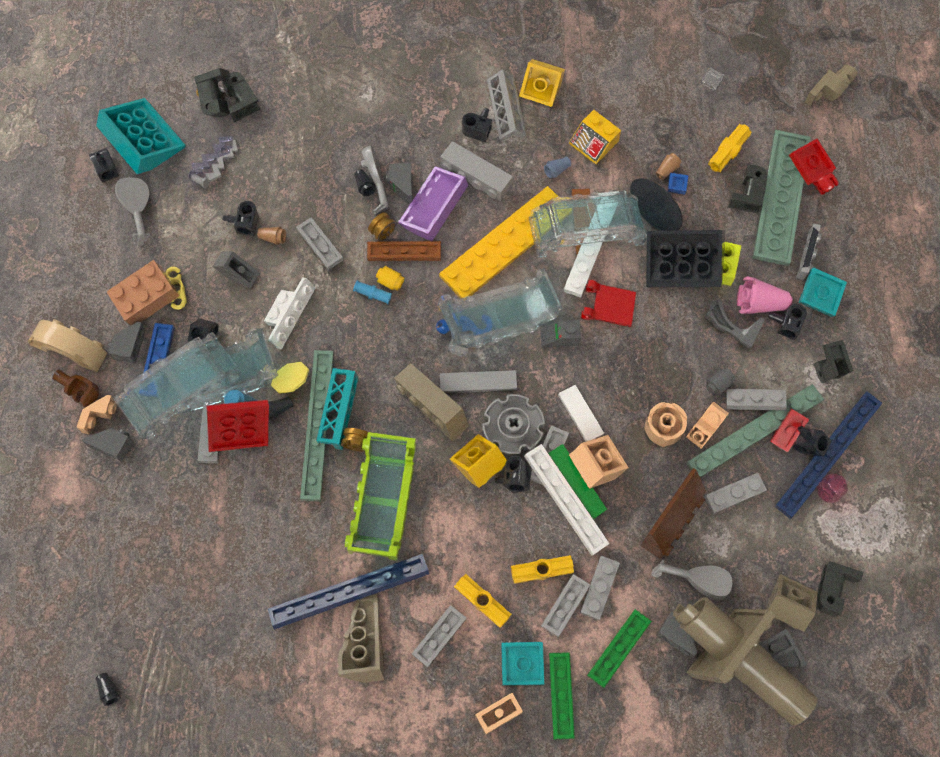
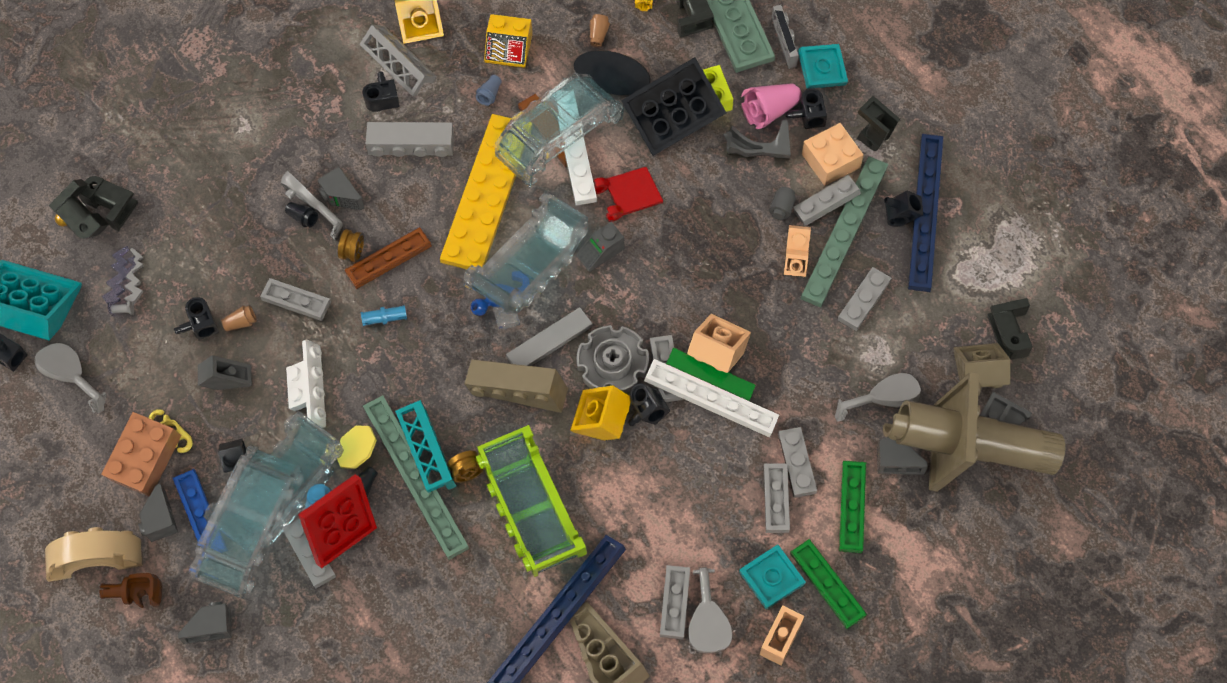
camera: 30 degrees left, 5 degrees down
(102, 408) = (174, 597): light nougat slope -> none
(390, 278) = (392, 292): yellow brick -> none
(433, 203) = (387, 194): medium lavender slope -> none
(450, 672) = (709, 626): none -> light grey piece
(473, 591) = (679, 541): yellow piece -> none
(555, 567) = (722, 487): yellow piece -> none
(580, 413) = (670, 311): white tile -> none
(660, 415) = (758, 271): light nougat brick -> none
(675, 516) = (824, 350): reddish brown slope -> none
(677, 183) = (618, 41): blue plate -> none
(784, 366) = (832, 154): none -> light nougat brick
(788, 430) = (876, 210): plate -> none
(832, 488) = (949, 240): clear pink head -> none

